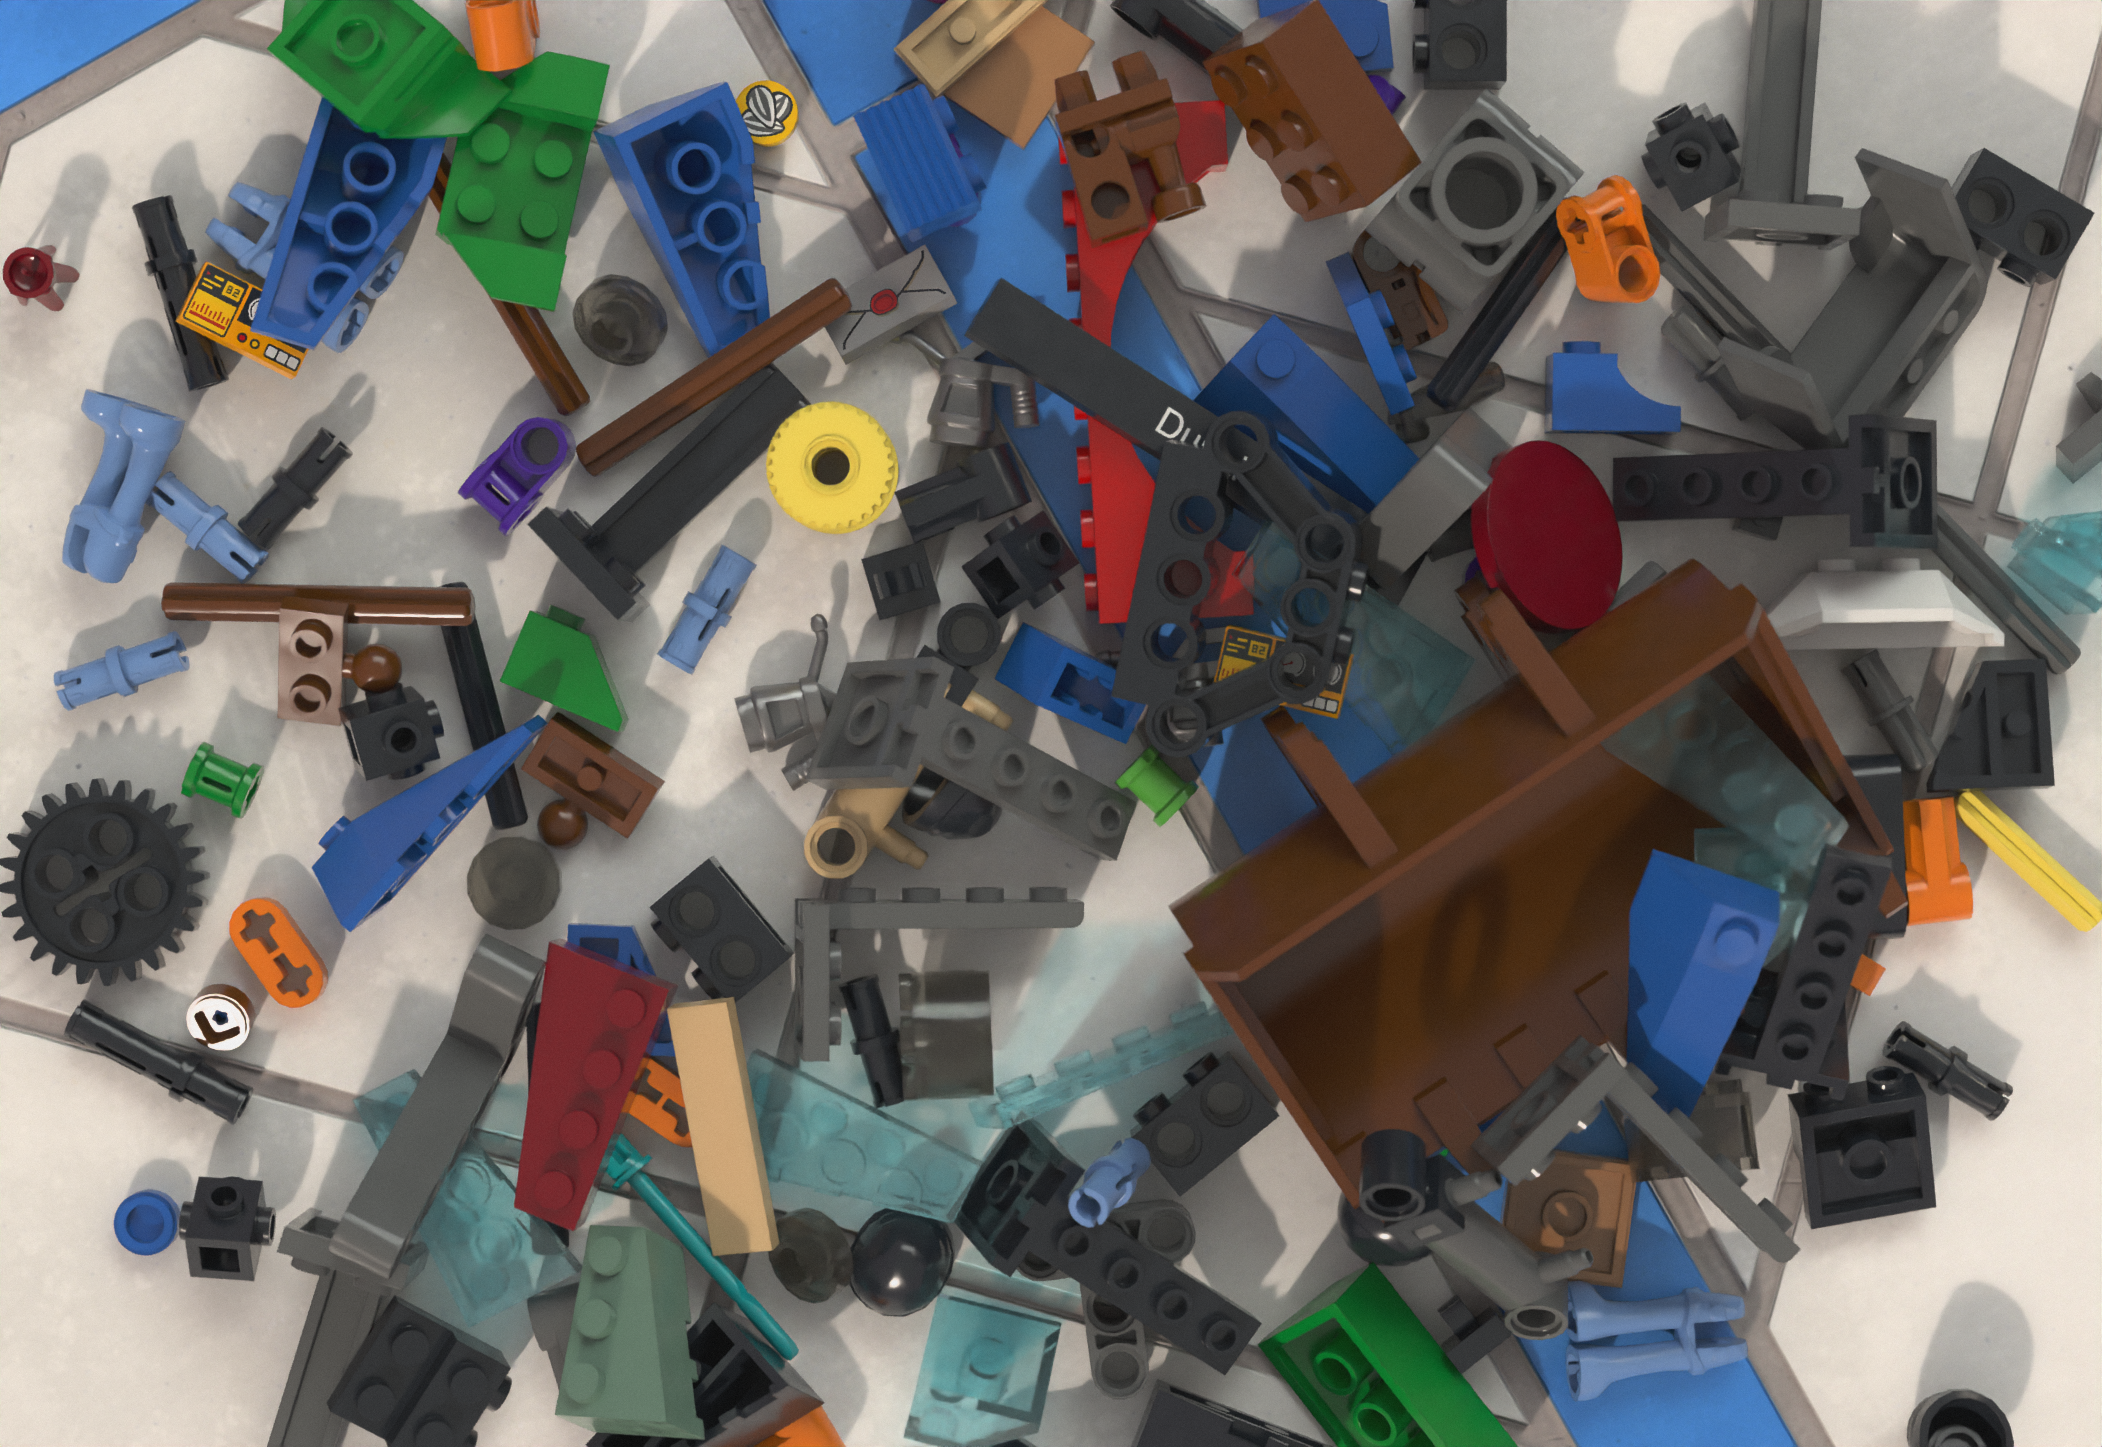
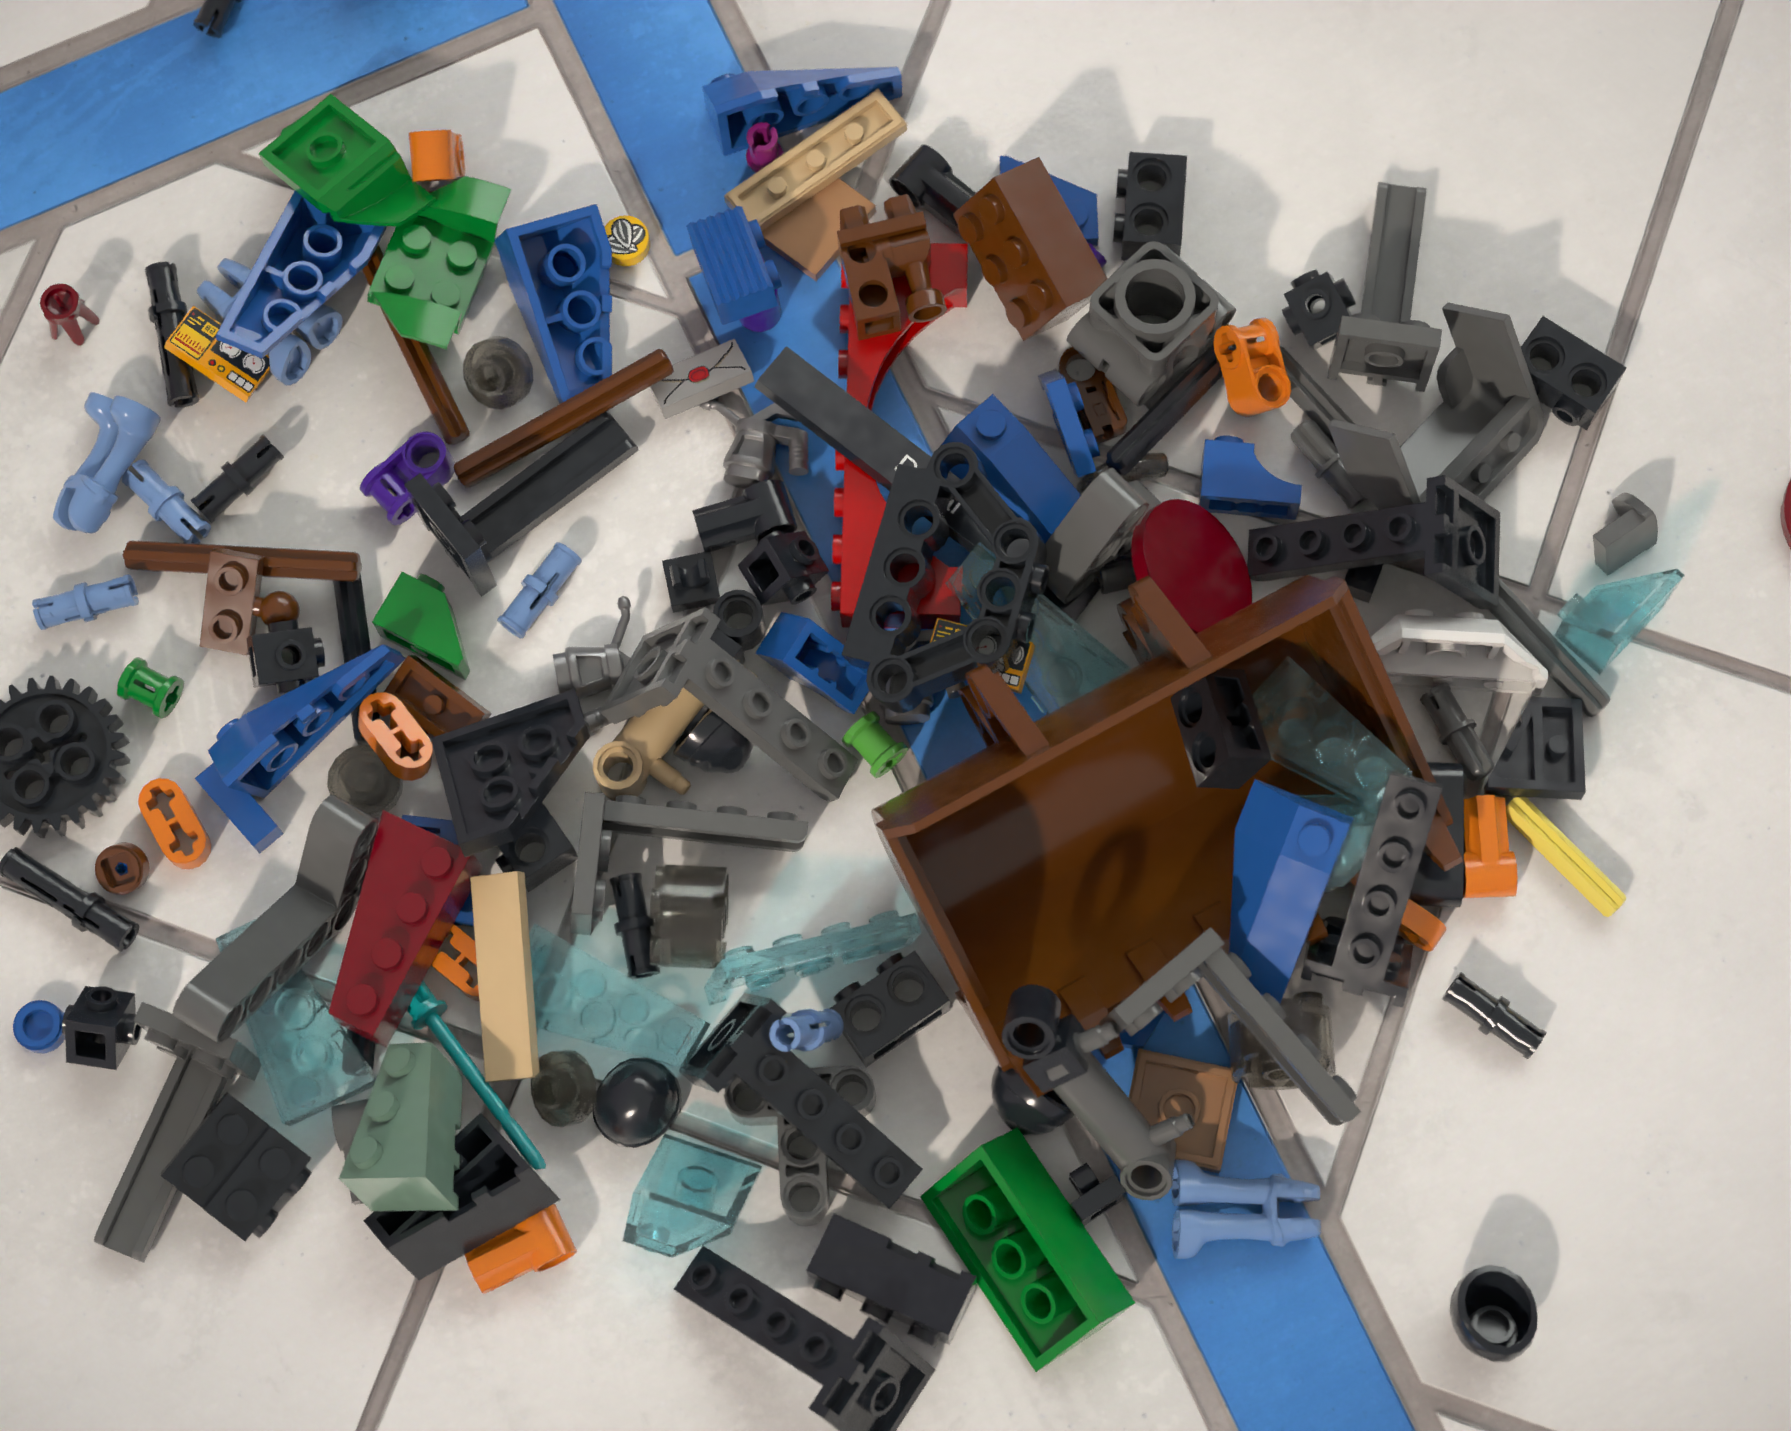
camera: 10 degrees right, 15 degrees down
(373, 941) = (241, 810): none -> blue piece
(558, 817) = (387, 742): none -> orange beam
(697, 867) = (506, 767): none -> black plate
(802, 444) = (645, 483): light yellow hose -> none
(1610, 783) = (1221, 729): none -> black brick
(1863, 1152) = (1422, 1069): black plate -> none

